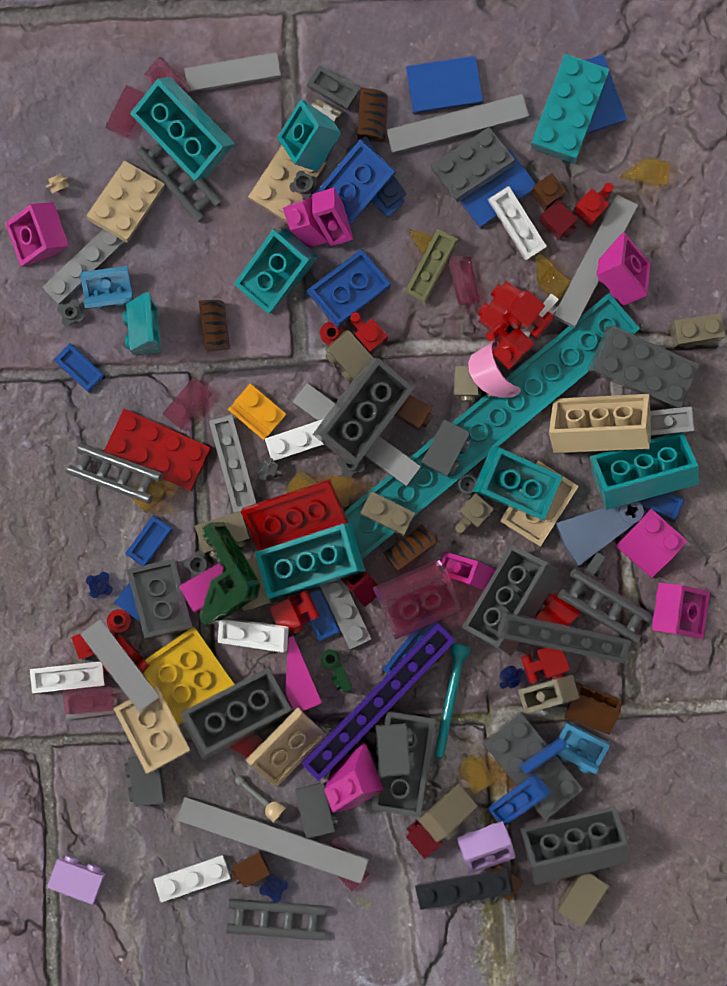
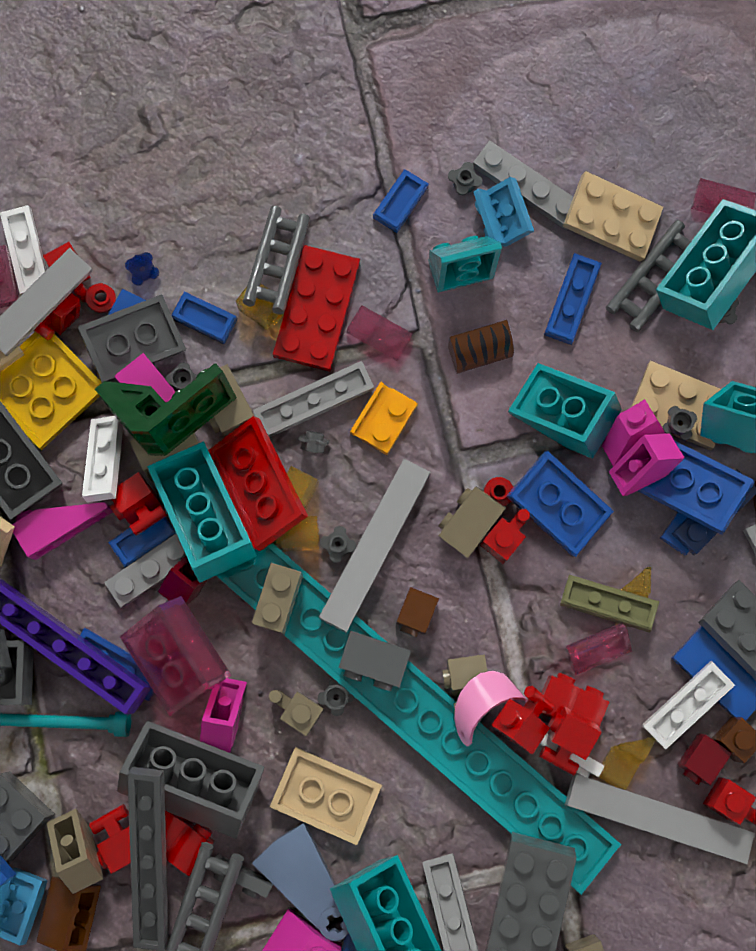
camera: 80 degrees right, 5 degrees down
(36, 233) = (553, 123): dark pink slope -> none
(57, 183) = (618, 135): tan plate -> none
(186, 246) = (572, 299): none -> blue tile
(293, 441) = (359, 478): white plate -> none
(340, 679) = (65, 577): dark green plate -> none
(363, 411) = (403, 544): dark grey brick -> none
(409, 547) = (242, 636): reddish brown brick -> none
(510, 677) = (95, 796): clear blue plate -> none
(517, 483) = (345, 763): teal slope -> none
(600, 423) = (443, 863): tan slope -> none
(624, 270) = (654, 860): dark pink slope -> none

